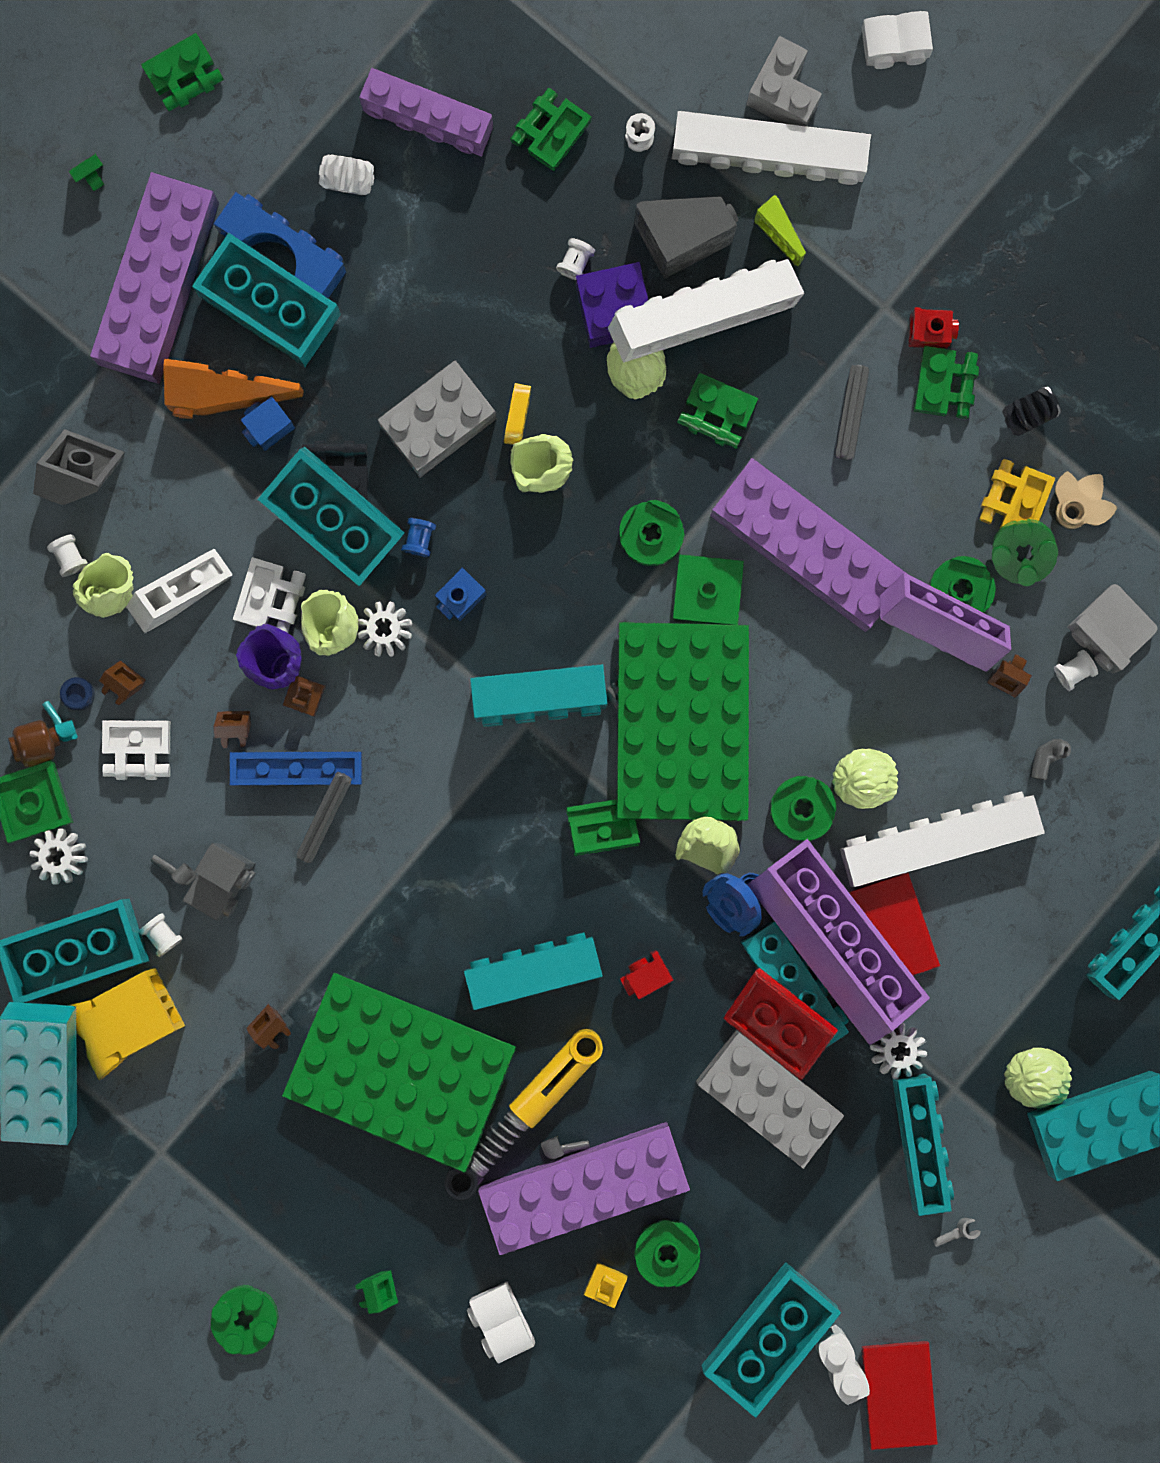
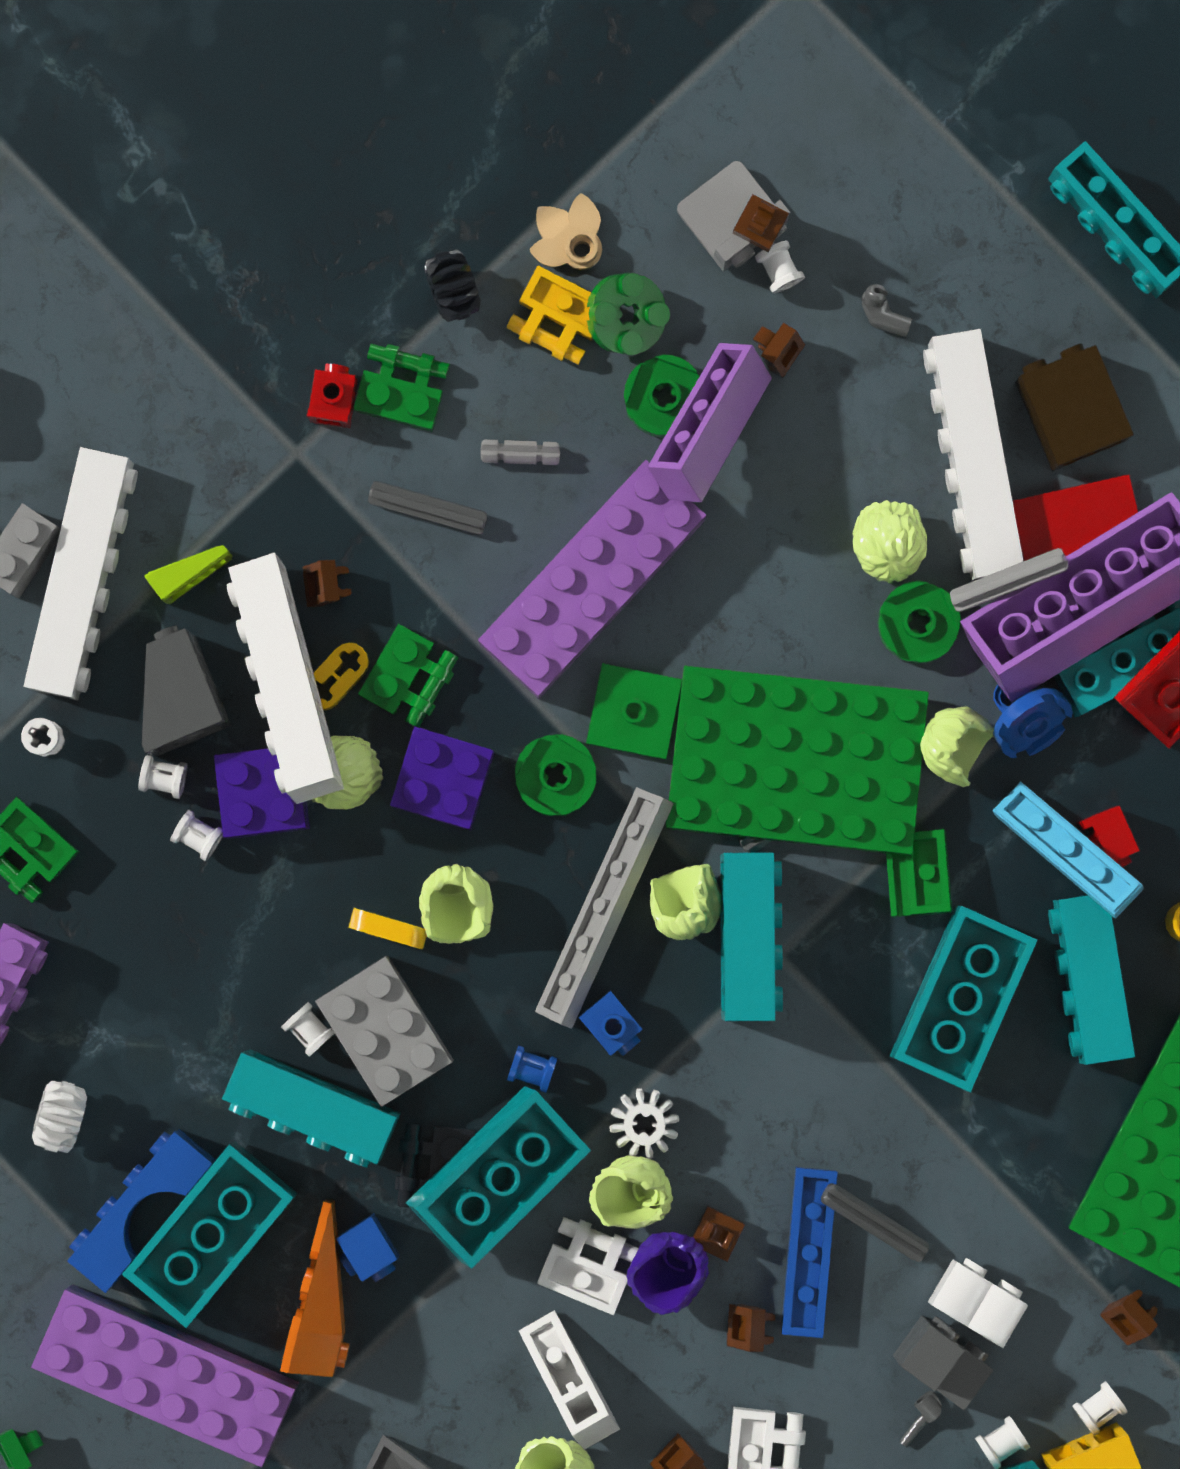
camera: 80 degrees left, 0 degrees up
(194, 1009) = (1100, 1408): none -> white bush
(268, 906) = (978, 1302): none -> white brick
(372, 366) = (310, 1106): none -> teal brick
(432, 360) = (308, 1029): none -> white bush
(506, 870) = (963, 998): none -> teal brick
(550, 581) = (604, 907): none -> light grey plate
(561, 642) = (686, 902): none -> yellowish green hair
(618, 228) = (162, 776): none -> white bush
(633, 942) = (1068, 850): none -> medium azure tile
(639, 444) = (442, 778): none -> dark purple brick
(707, 361) = (348, 679): none -> yellow beam
(784, 334) = (322, 583): none -> reddish brown tile
(844, 874) = (1009, 580): none -> light grey axle
(904, 480) = (520, 452): none -> light grey axle
(990, 915) = (1073, 406): none -> dark brown brick
(1110, 646) = (760, 223): none -> reddish brown tile

